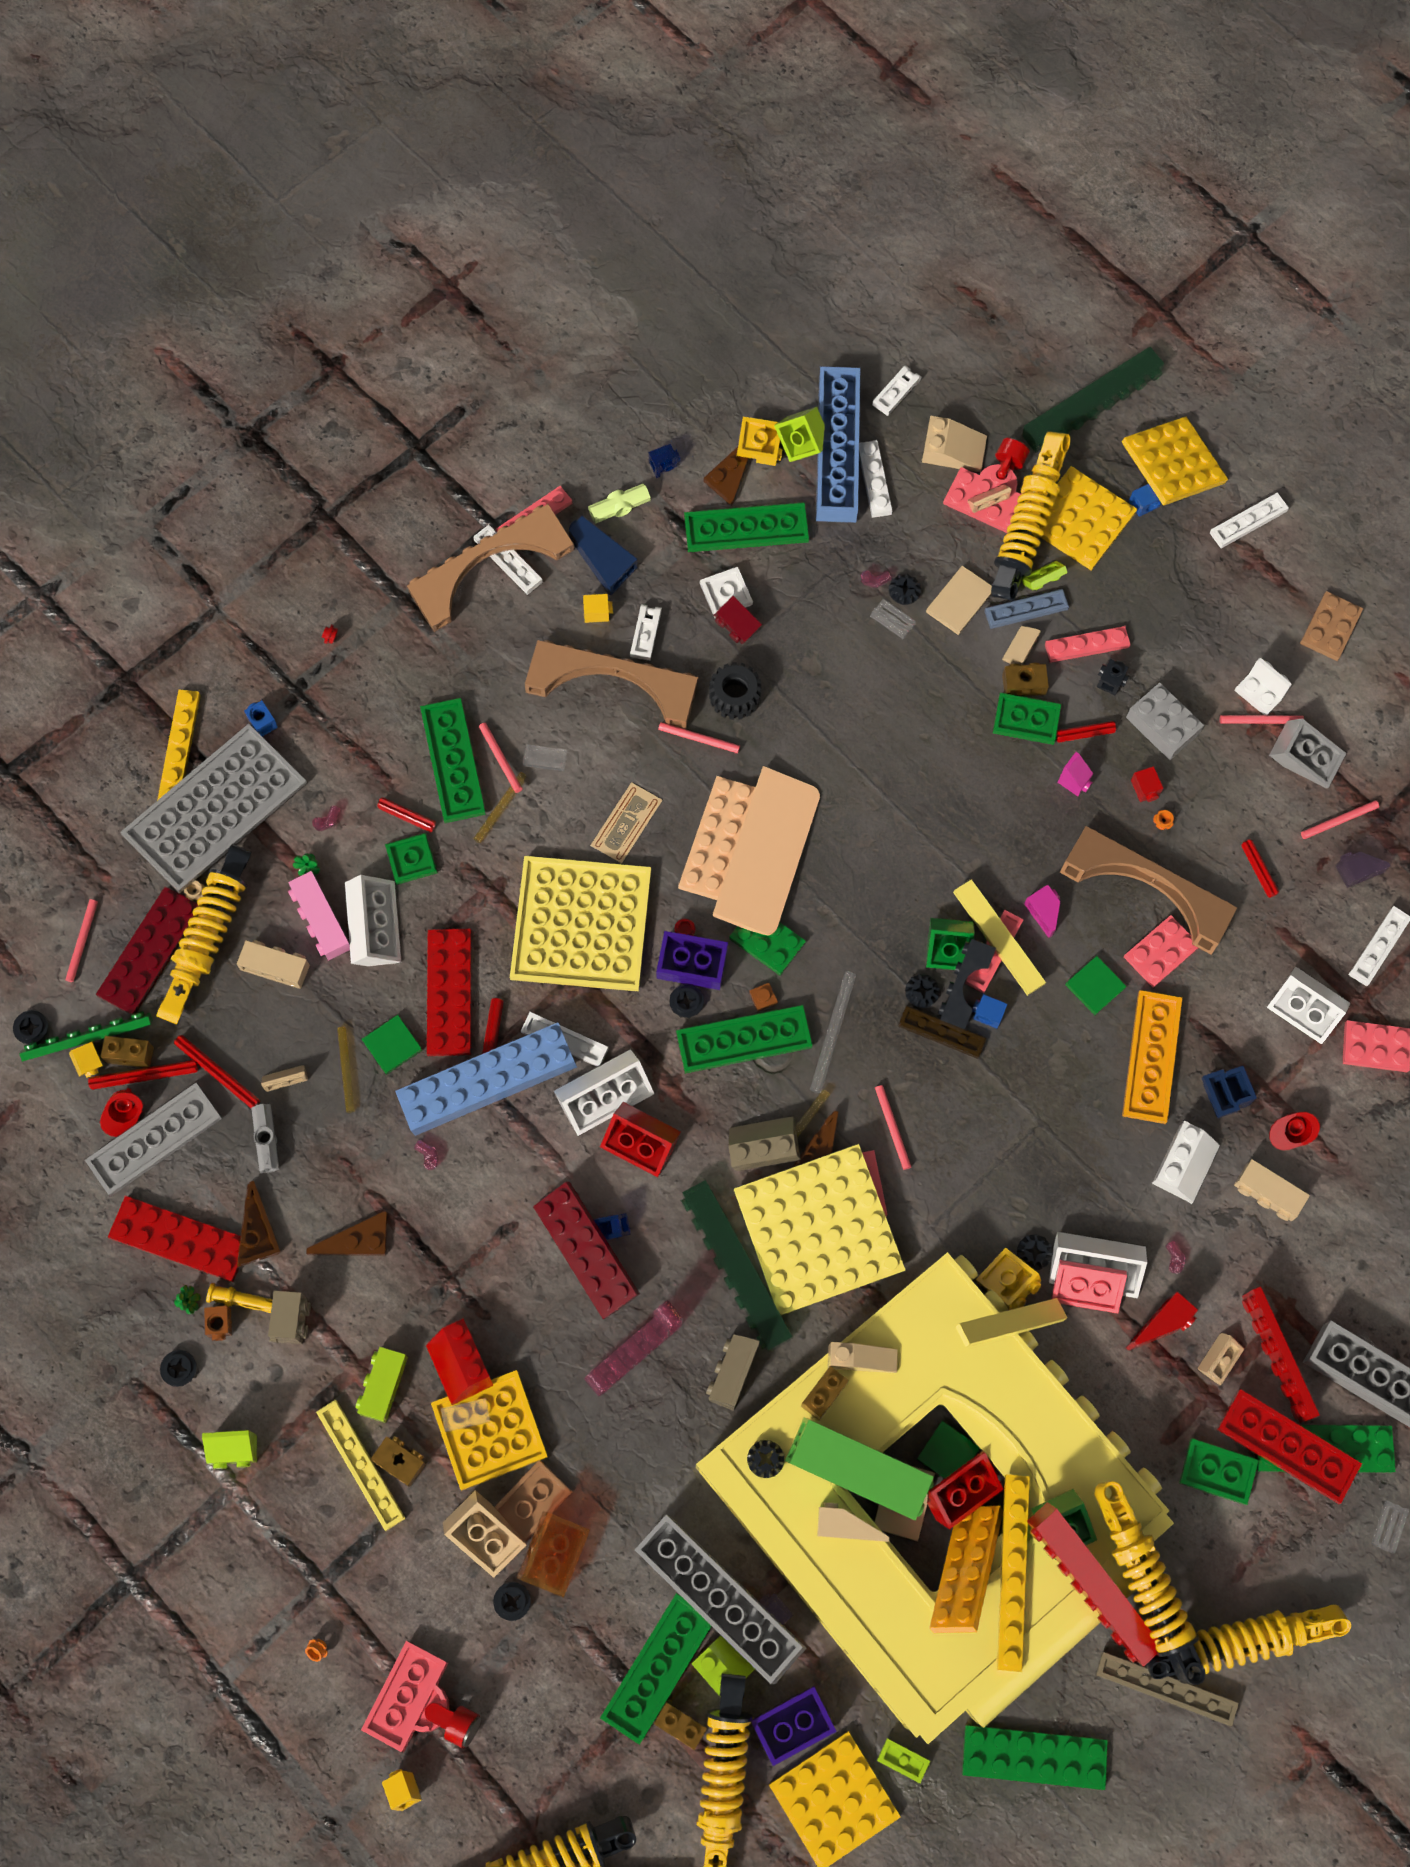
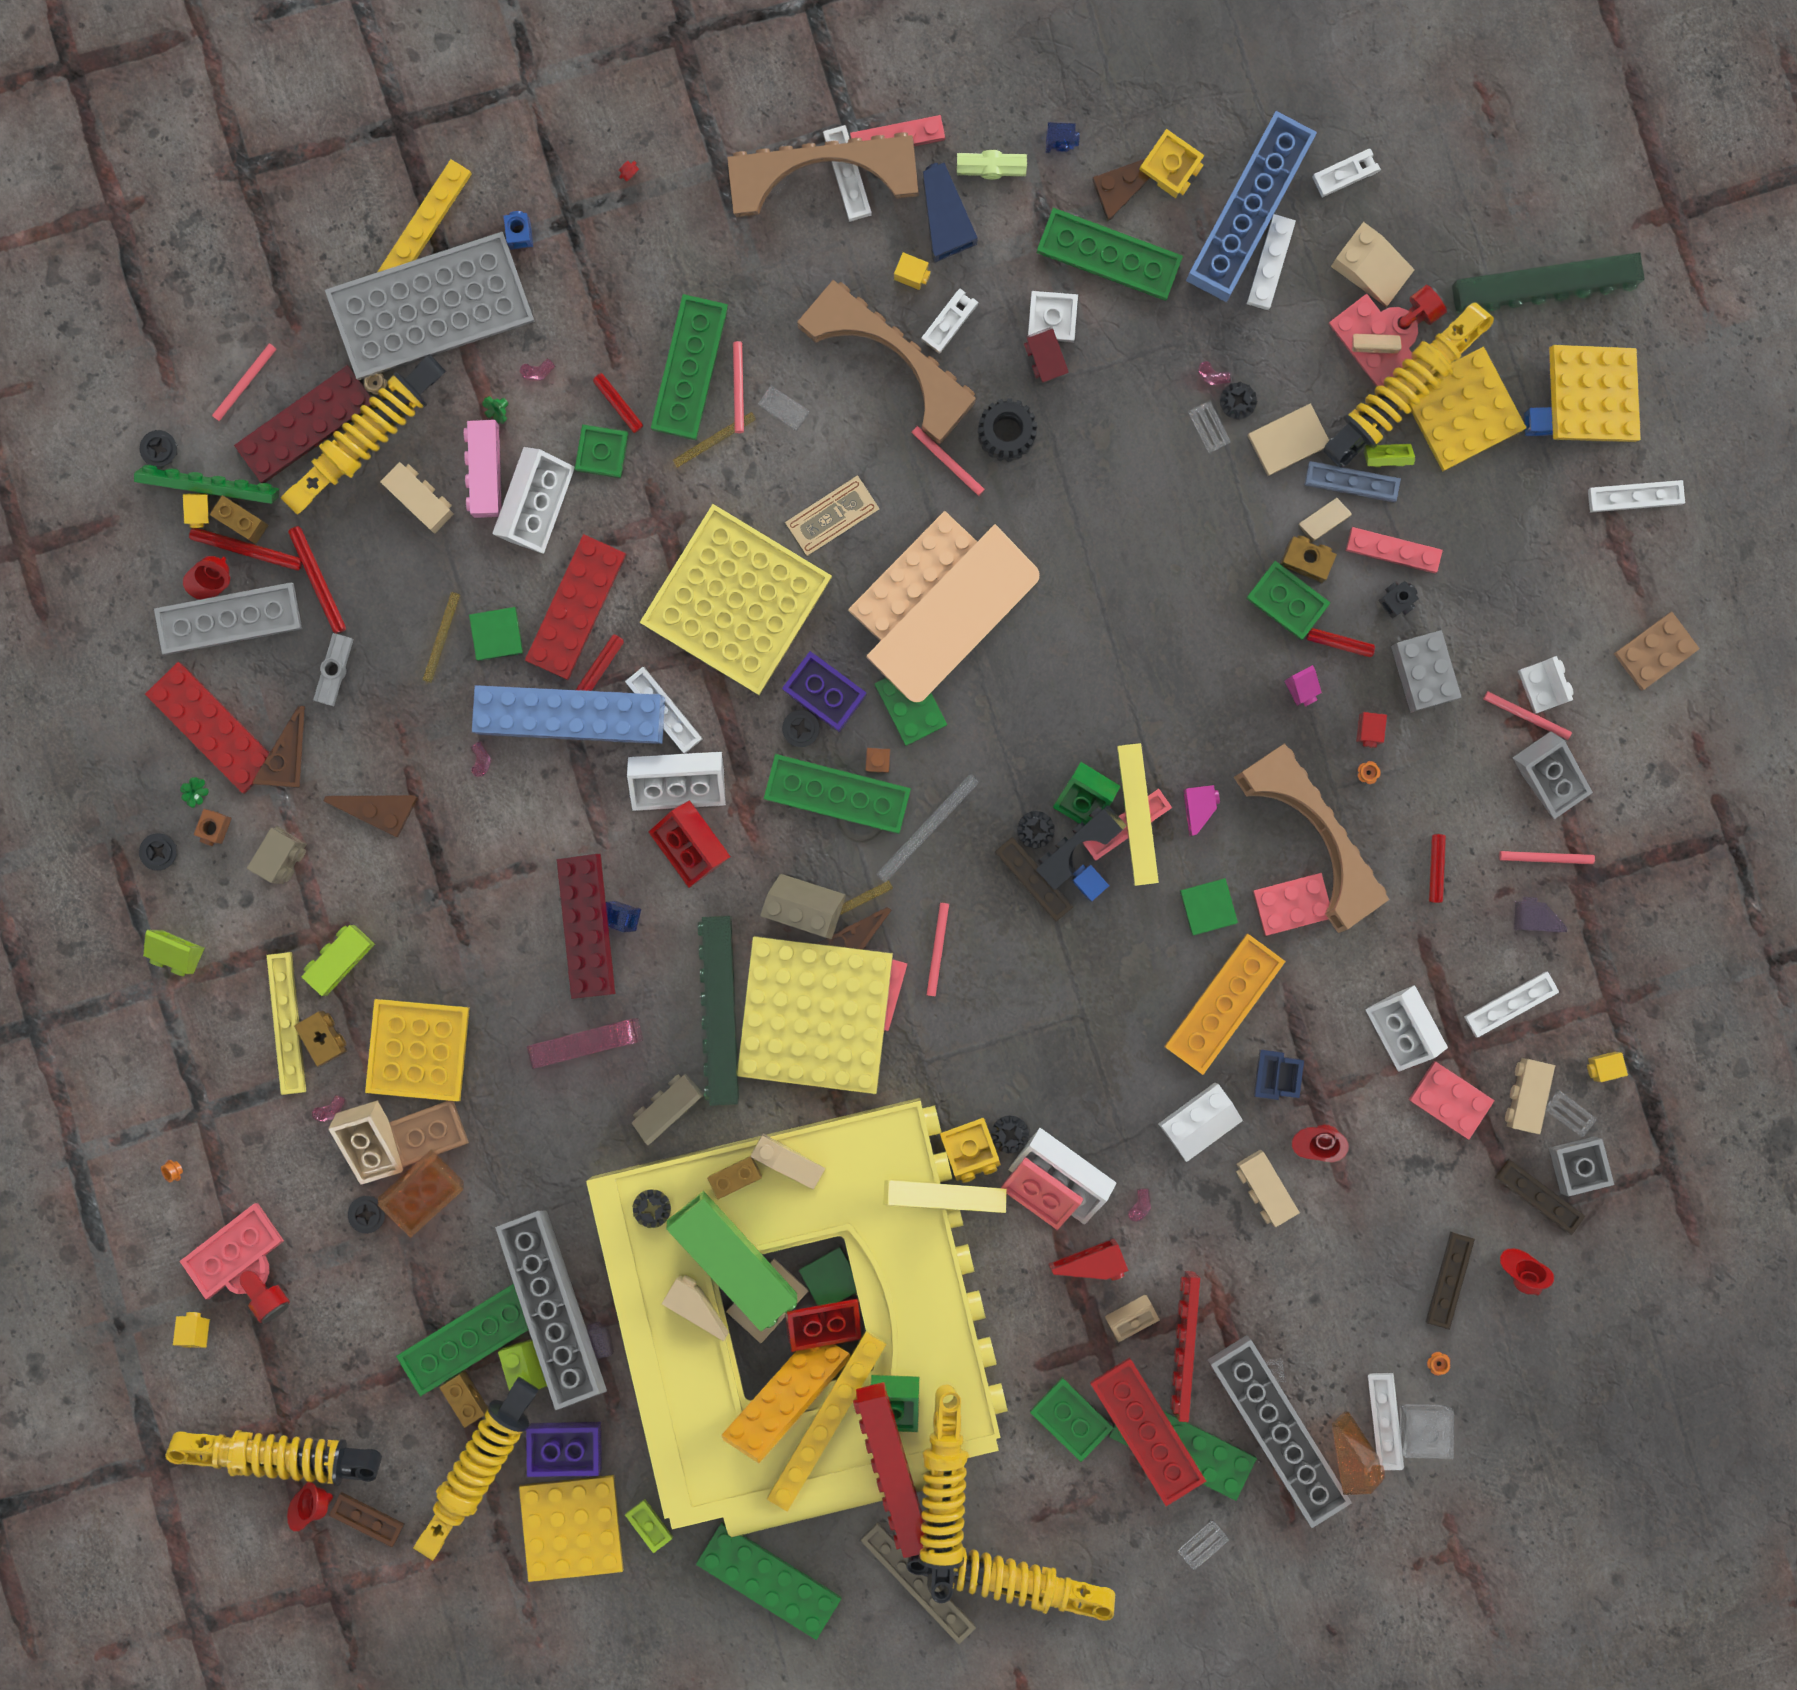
camera: 25 degrees right, 15 degrees up
(231, 1297) = (235, 808): yellow pin -> none
(284, 1078) = (378, 617): tan slope -> none
(436, 1525) = (328, 1113): none -> clear pink arm
(458, 1362) = (417, 975): red slope -> none
(465, 1415) = (400, 1027): clear tile -> none
(685, 927) = (835, 654): red plate -> none
(801, 434) = (1217, 178): lime slope -> none

